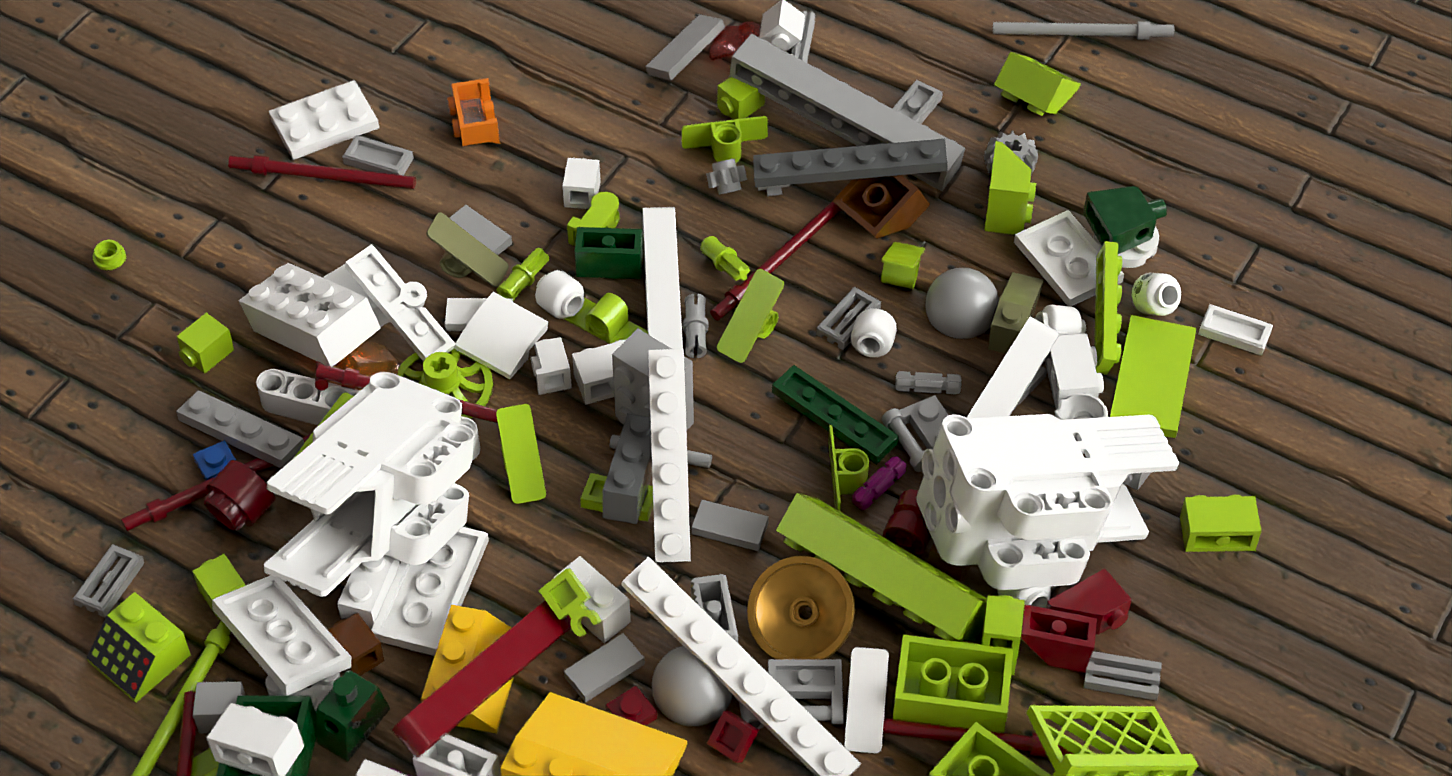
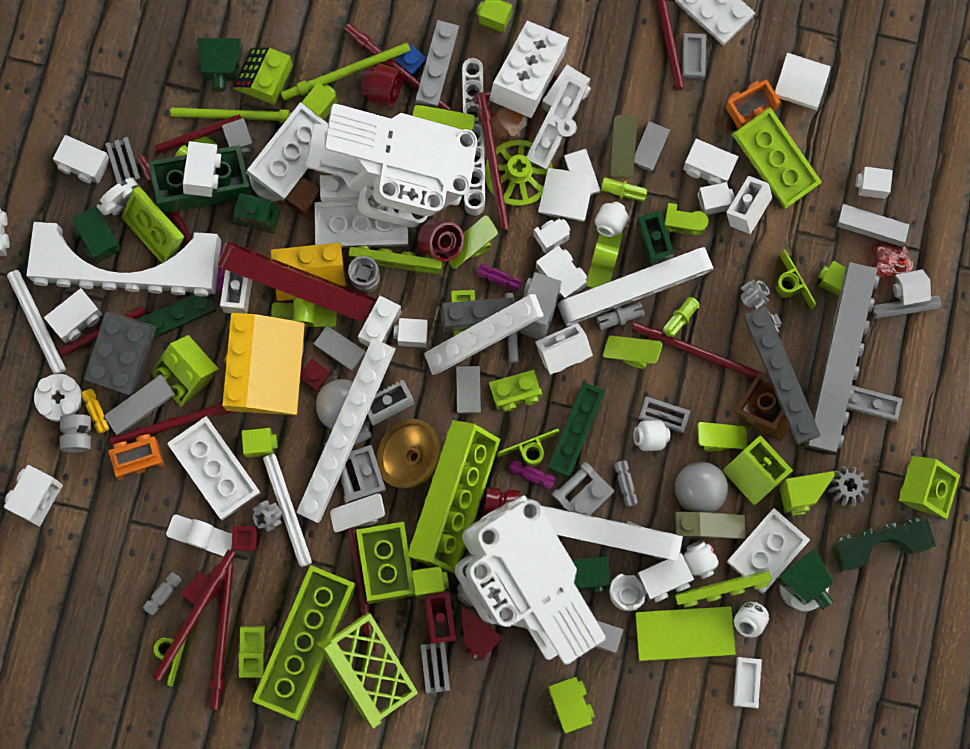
camera: 70 degrees right, 25 degrees up
(84, 700) = (220, 60): none -> dark green torso
(114, 582) = (307, 36): light grey tile -> none
(187, 600) = (304, 87): none -> lime bar
(468, 59) = (802, 81): none -> white slope
(501, 486) = (440, 239): none -> dark red piece
(509, 549) = (404, 261): none -> lime plate
(509, 593) = (364, 274): none -> light grey wheel
(528, 693) = (306, 312): none -> lime piece
(531, 175) = (709, 163): none -> white brick
(557, 107) = (776, 158): none -> lime tile
(567, 597) = (362, 311): lime plate -> none
(582, 445) = (499, 277): none -> magenta axle
(608, 146) = (749, 204): none -> white brick
(620, 559) = (411, 332): none -> white brick
(633, 28) = (874, 182): none -> white brick
(718, 391) = (564, 348): none -> white brick
(732, 736) = (312, 440): dark red plate -> none
(752, 469) = (515, 390): none -> lime bracket
(960, 232) = (757, 470): none -> lime slope
(1095, 117) = (912, 537): none -> clear green arch

